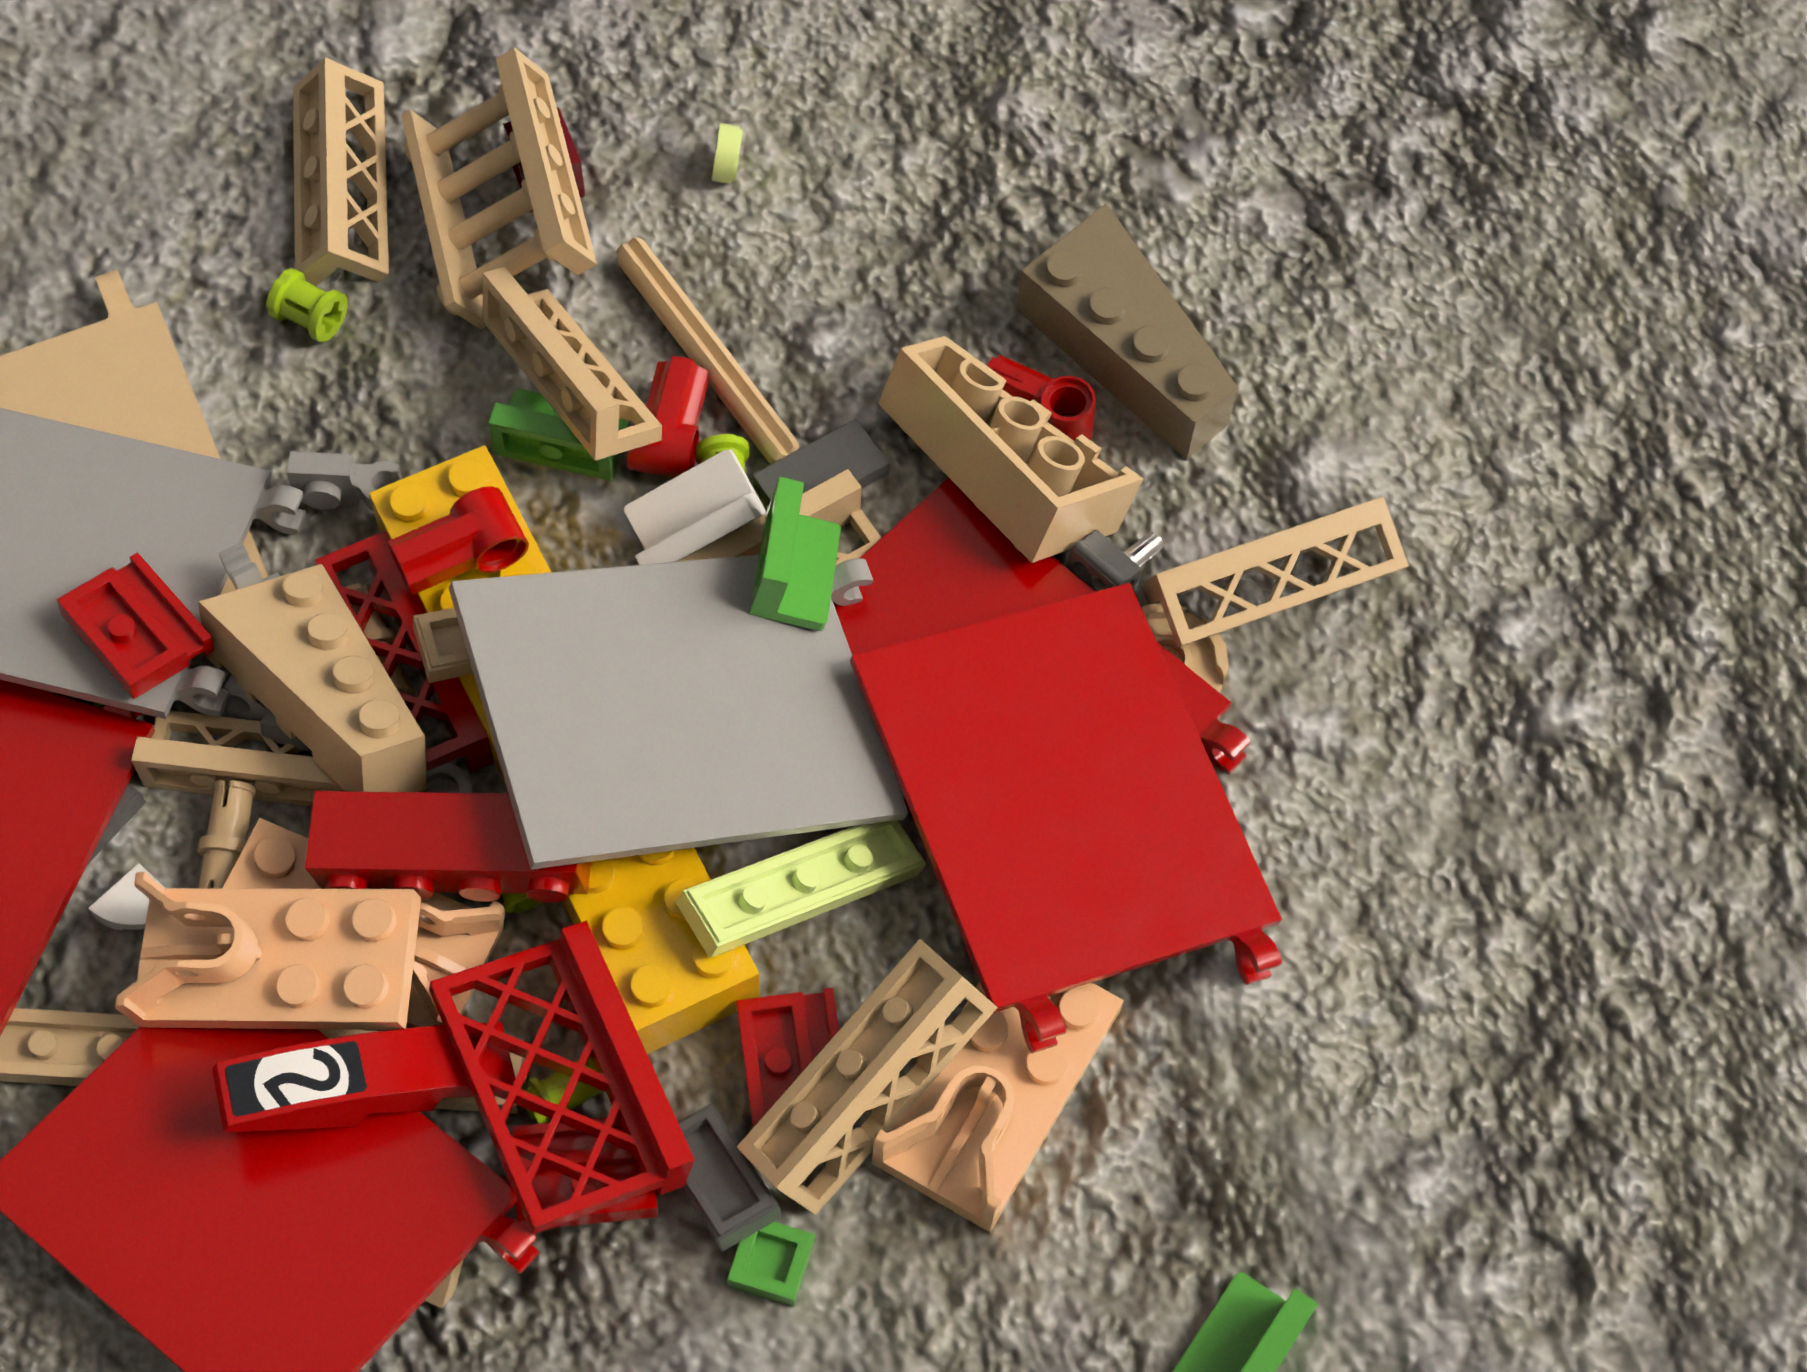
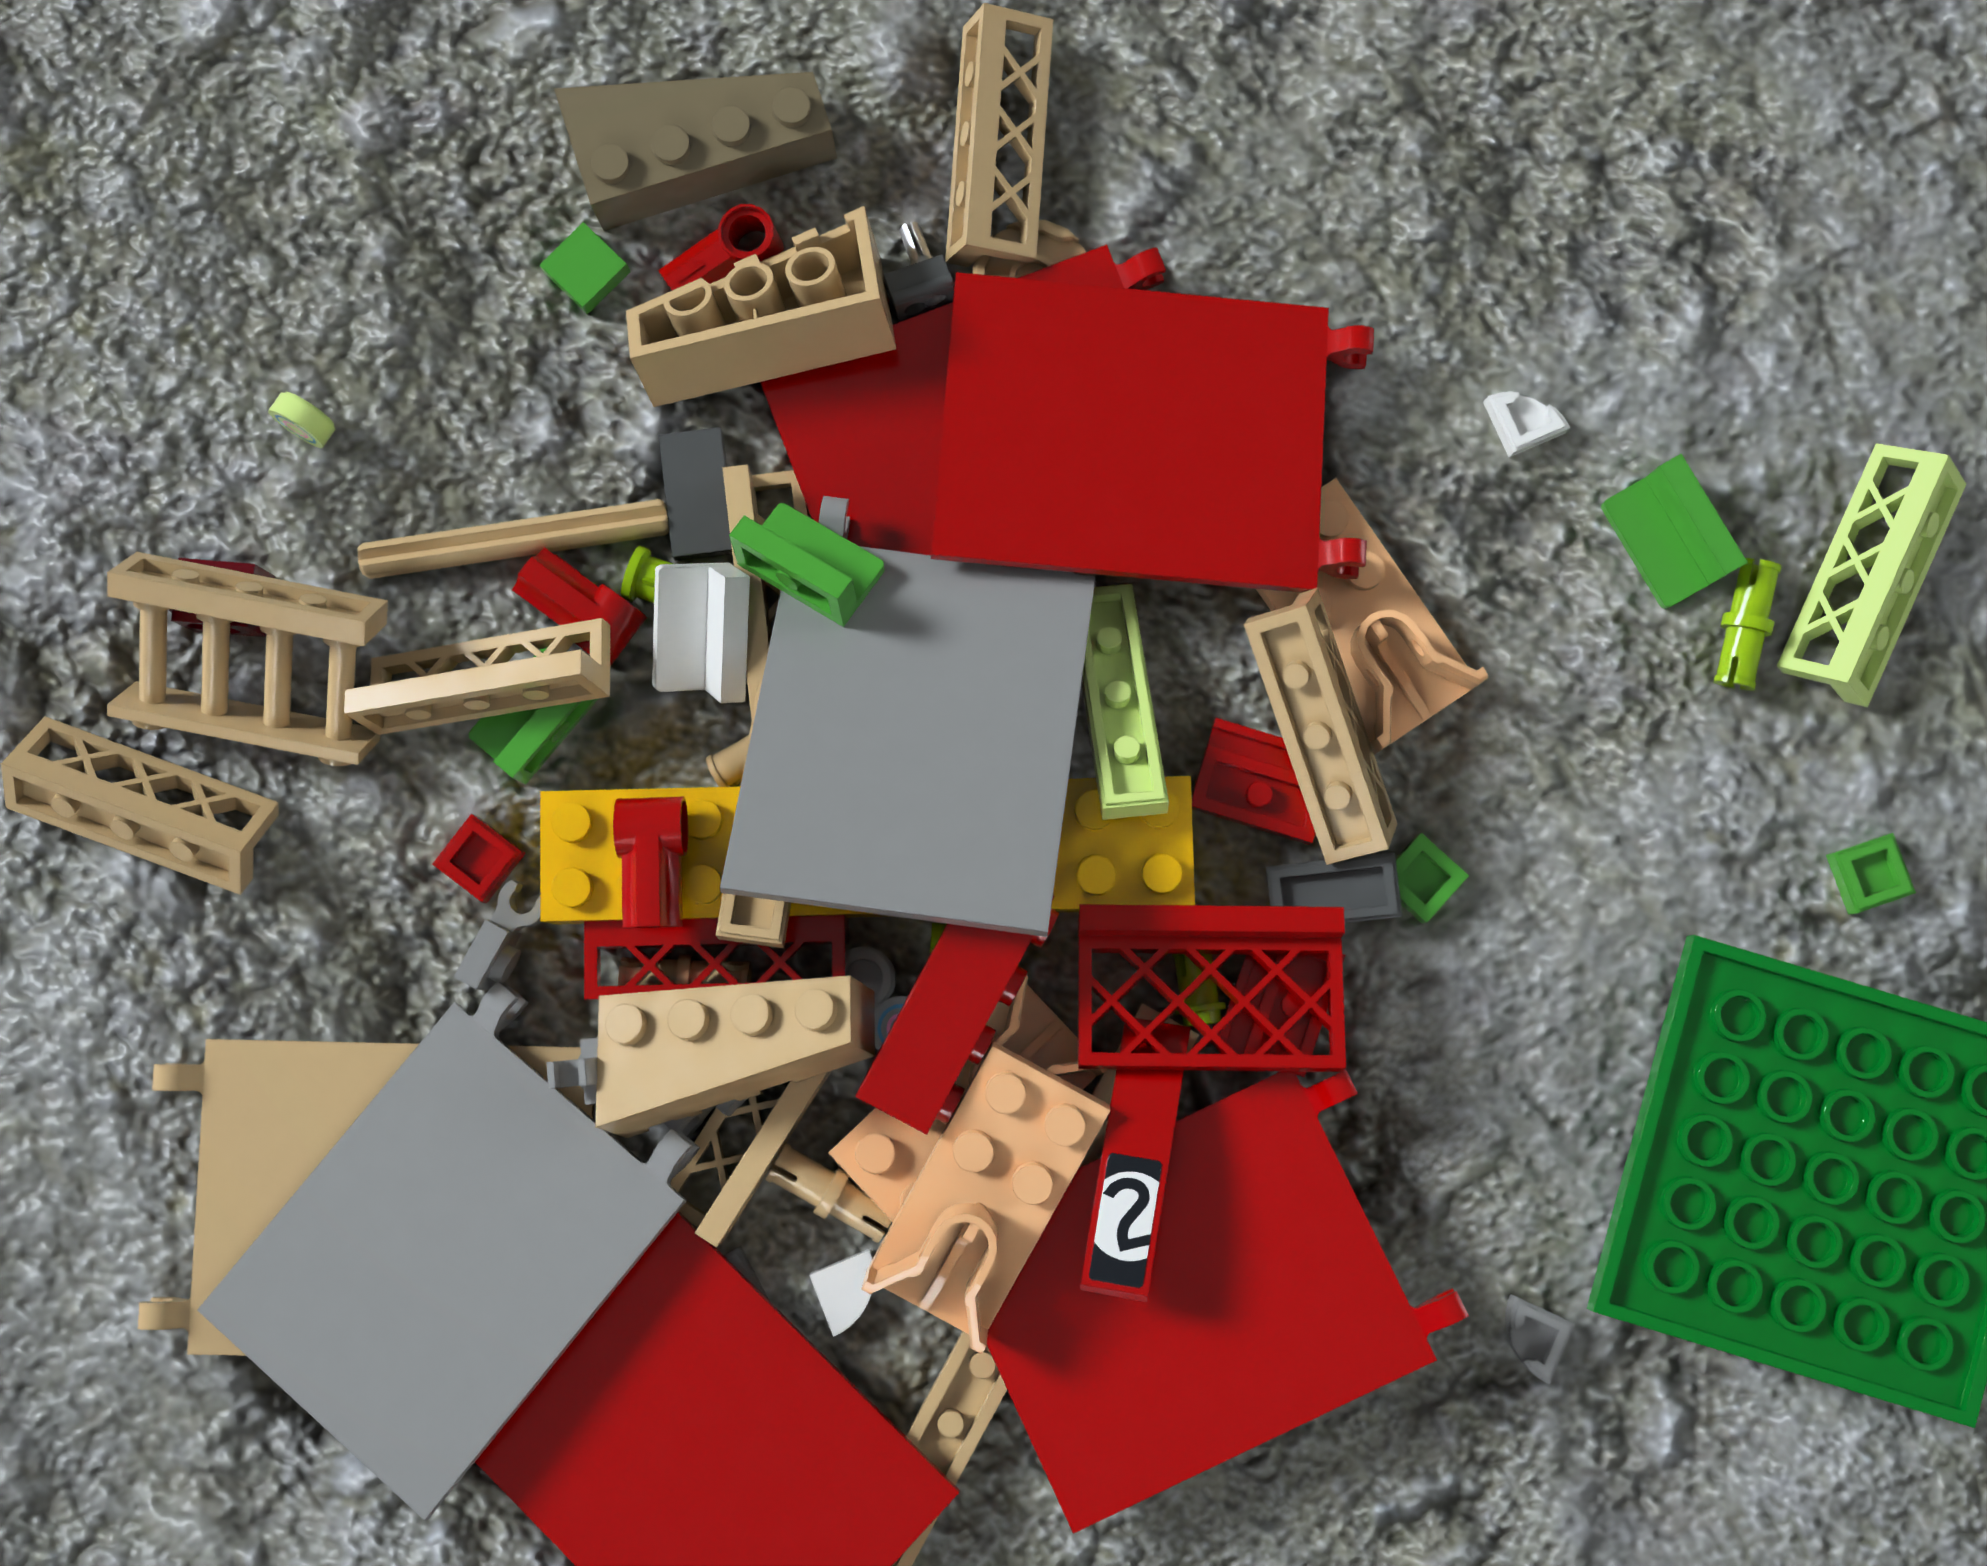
camera: 60 degrees left, 20 degrees up
(135, 625) = (585, 1194): red plate -> none
(307, 305) = (280, 895): lime bush -> none
(410, 439) = (478, 858): none -> red tile
(974, 306) = (585, 268): none -> bright green tile
(1277, 1158) = (1523, 421): none -> white tile

